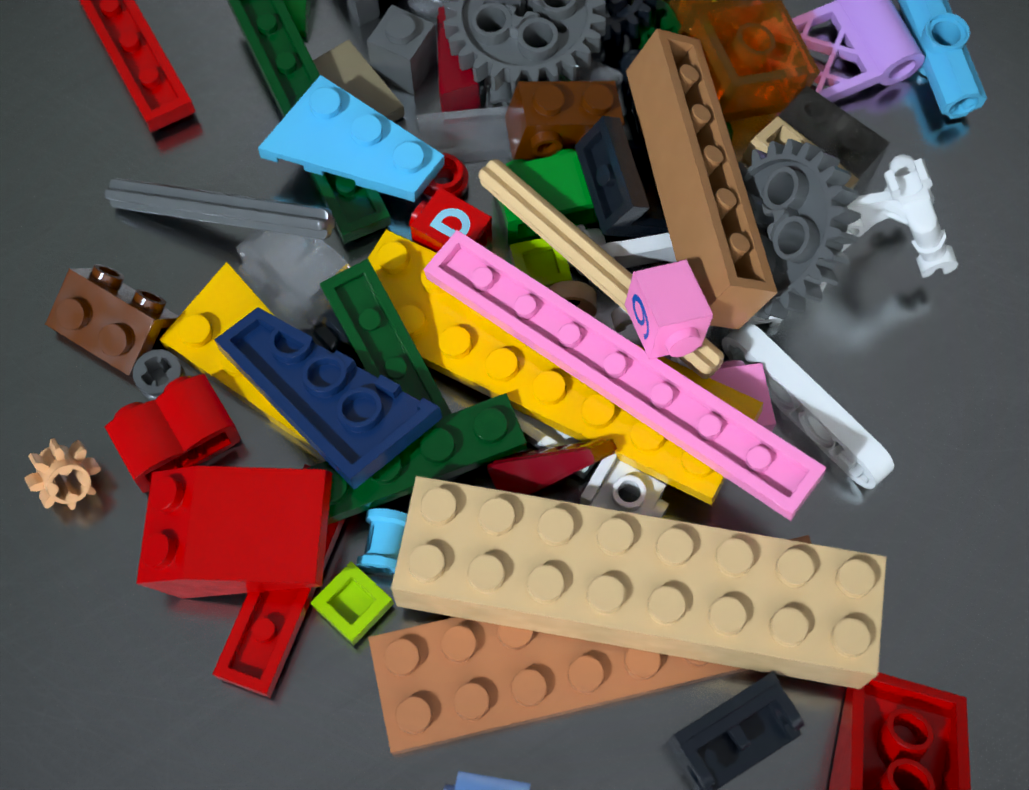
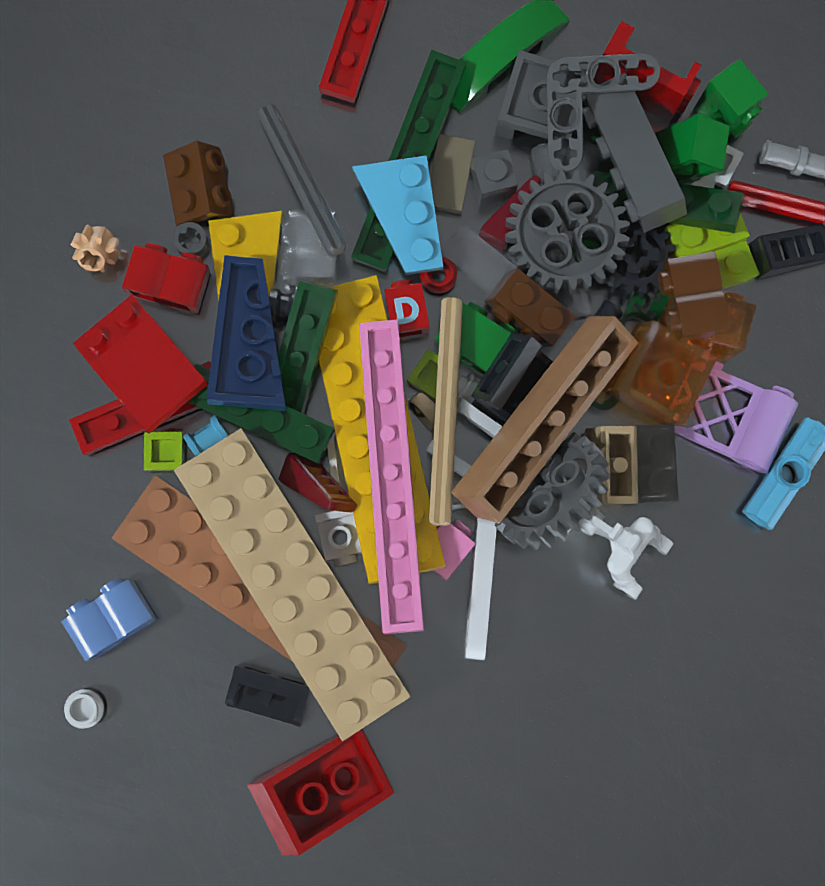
camera: 45 degrees right, 15 degrees up
(668, 310) = (438, 476): bright pink brick -> none

